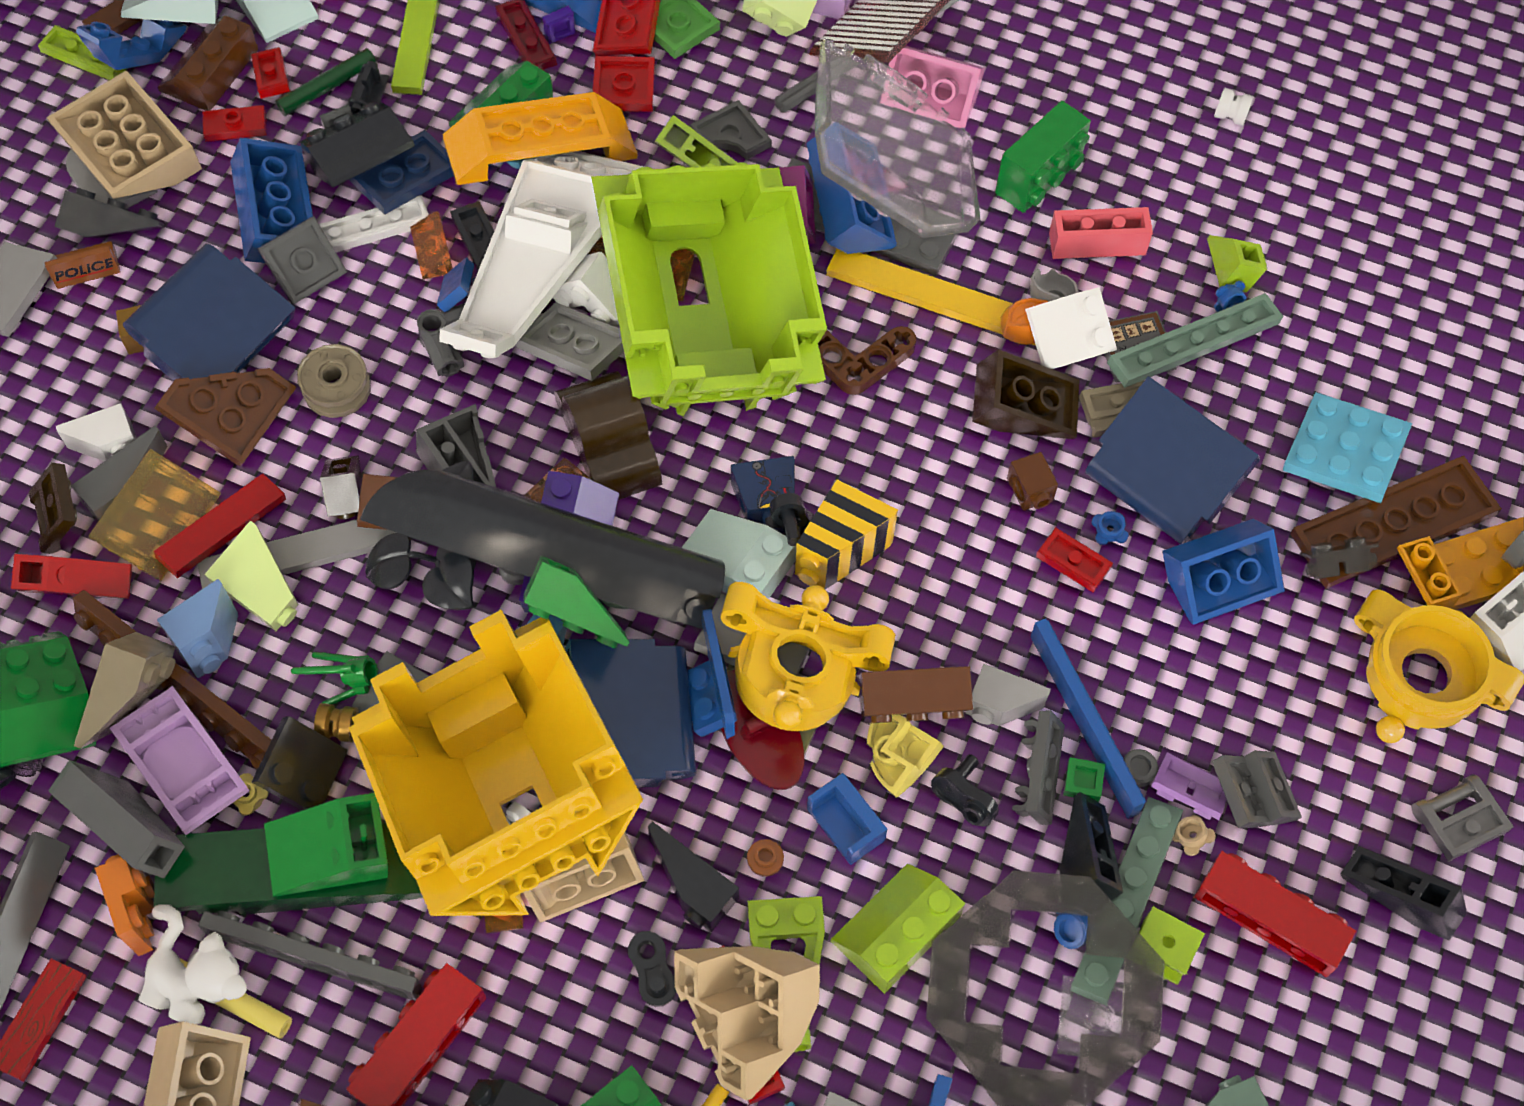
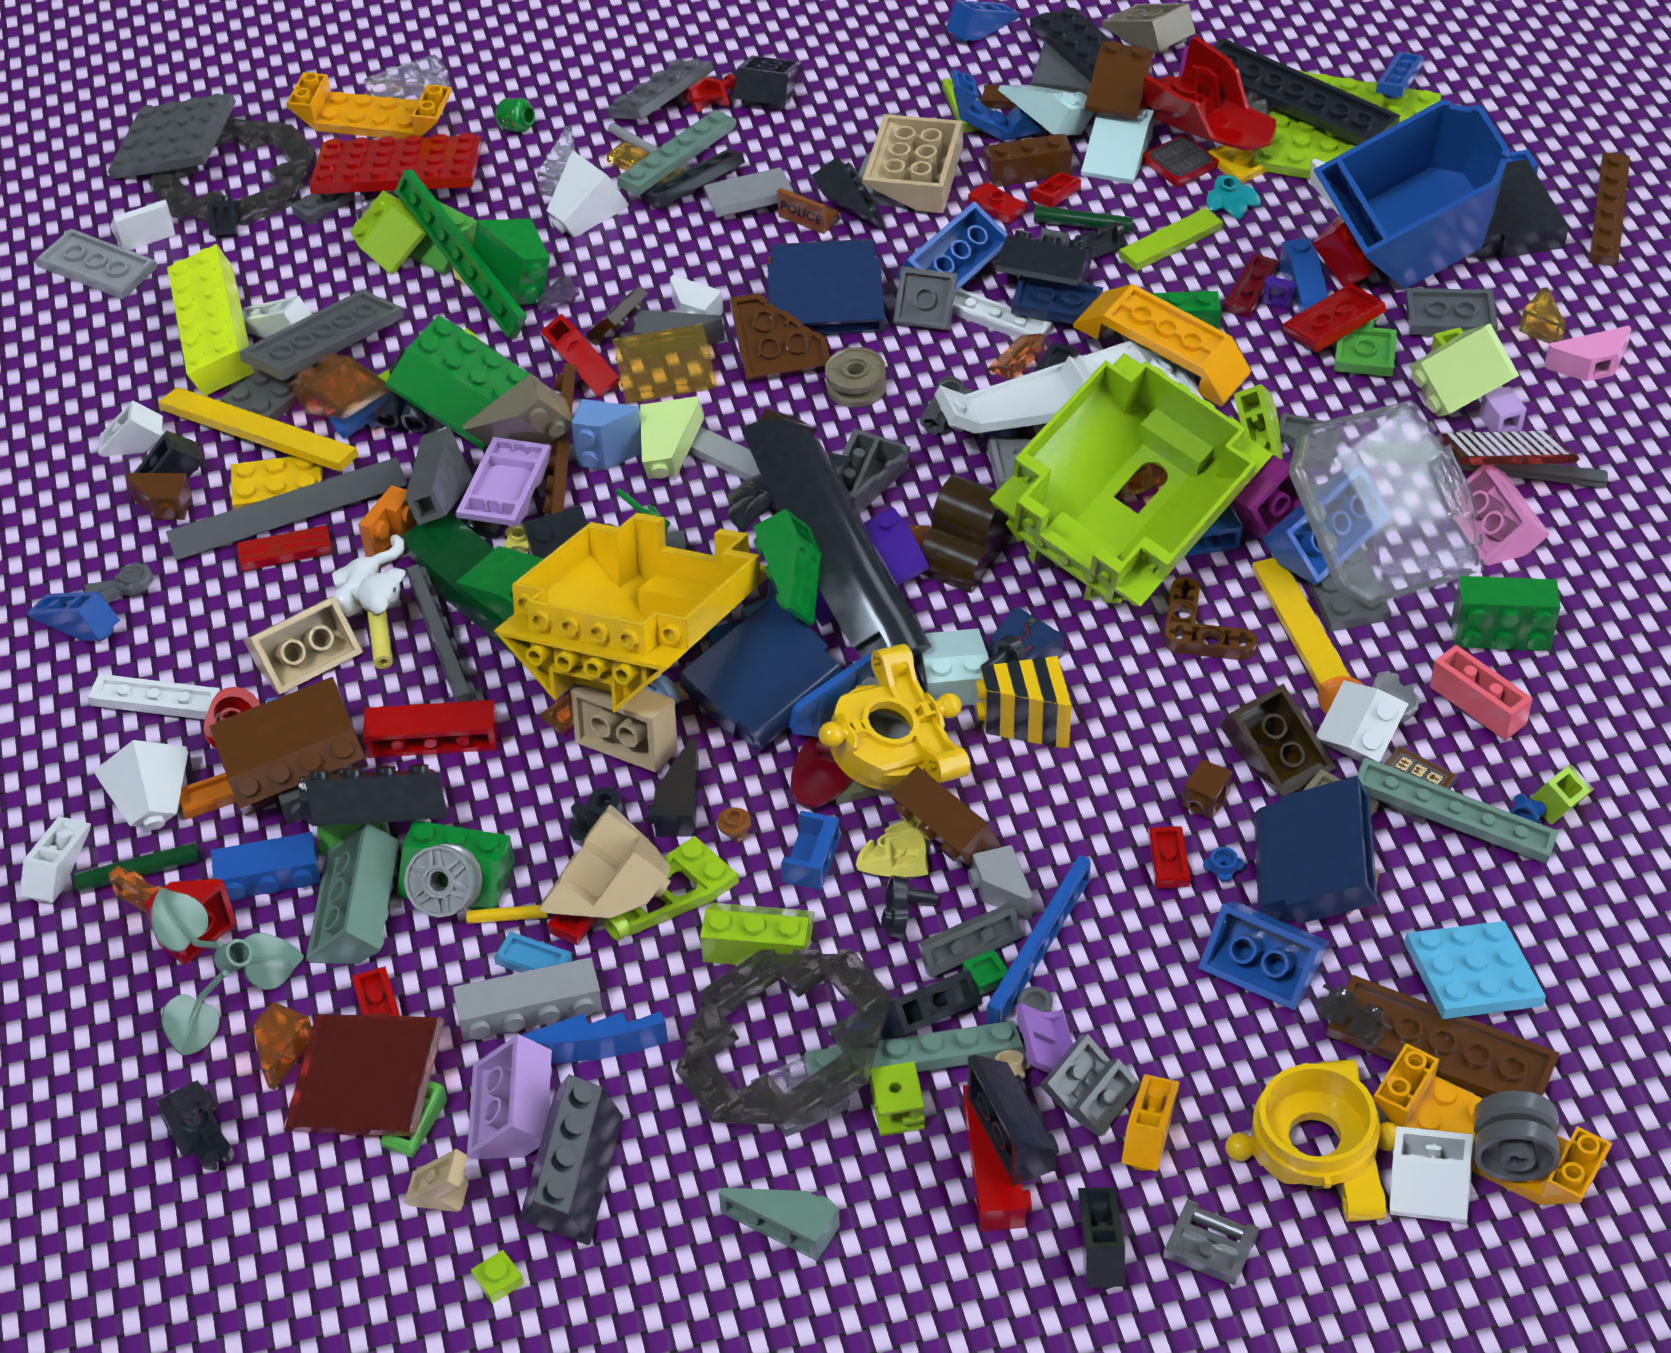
camera: 55 degrees right, 15 degrees down
(219, 525) = (712, 399): red tile -> none
(455, 285) = (989, 379): blue tile -> none
(625, 81) = (1276, 357): red plate -> none
(1284, 881) = (1010, 1119): none -> black slope
(1325, 773) = (1149, 1123): none -> light orange slope

